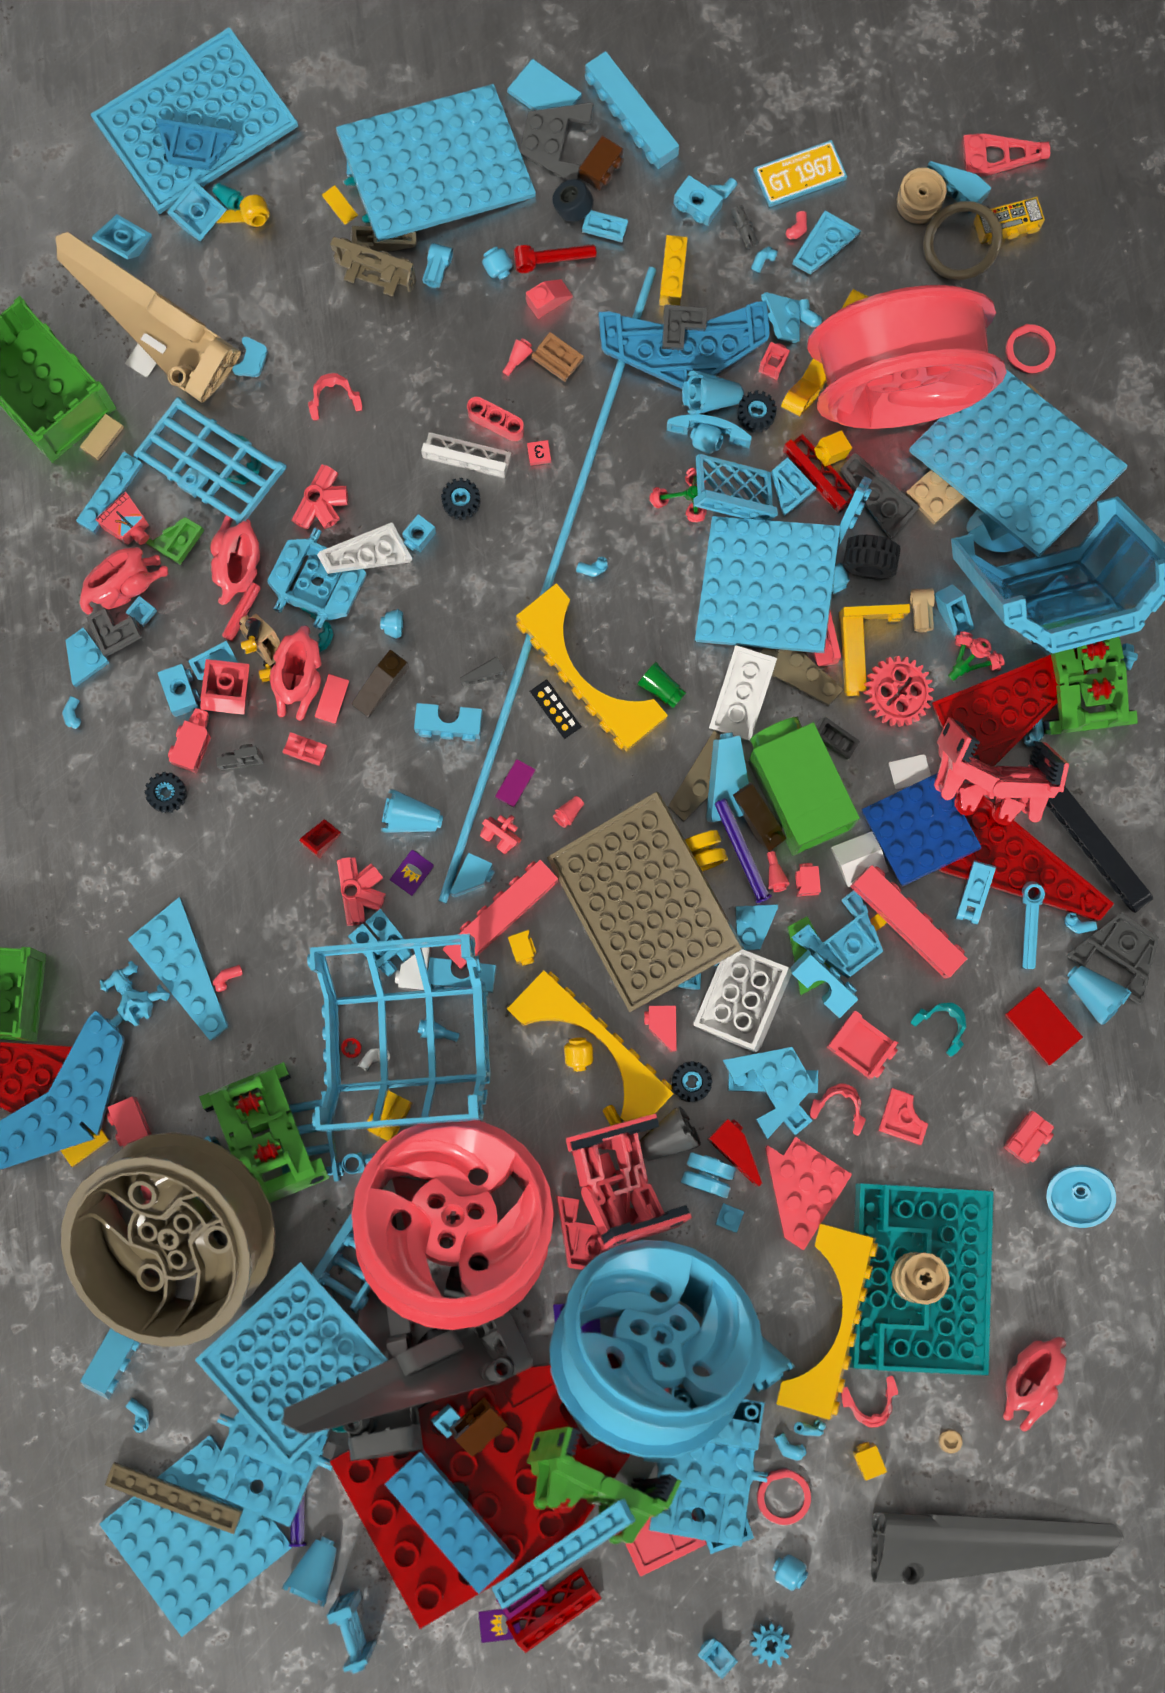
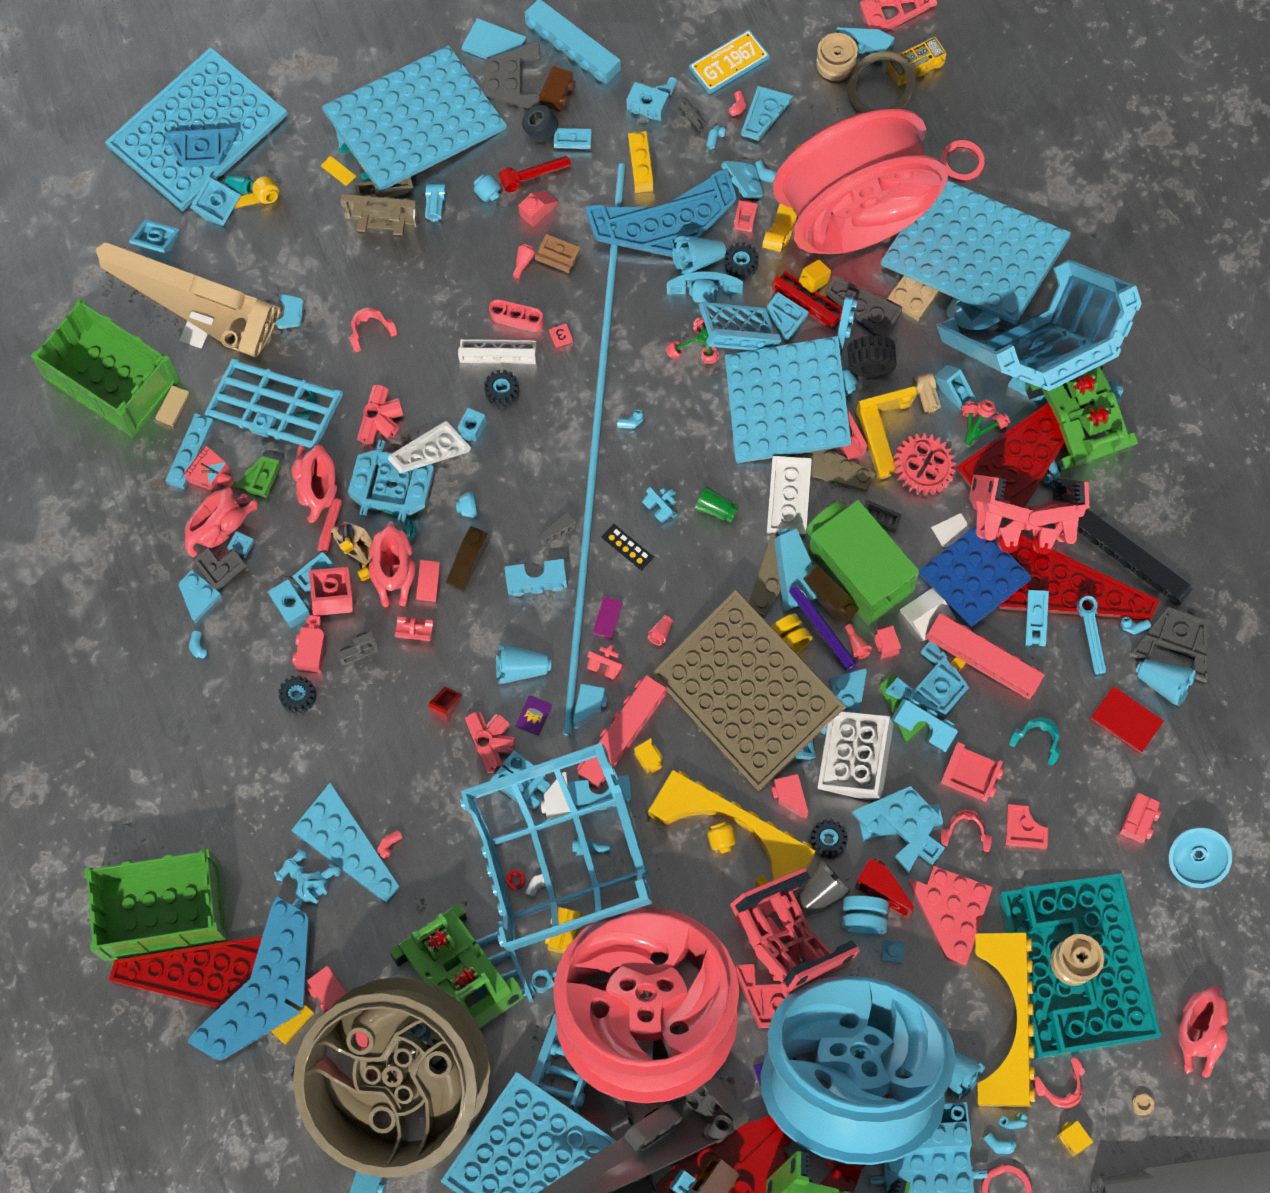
camera: 10 degrees left, 10 degrees down
(597, 661) = (654, 498): none -> medium azure hips
(623, 719) = (689, 540): yellow arch -> none
(679, 319) = (655, 198): dark grey plate -> none

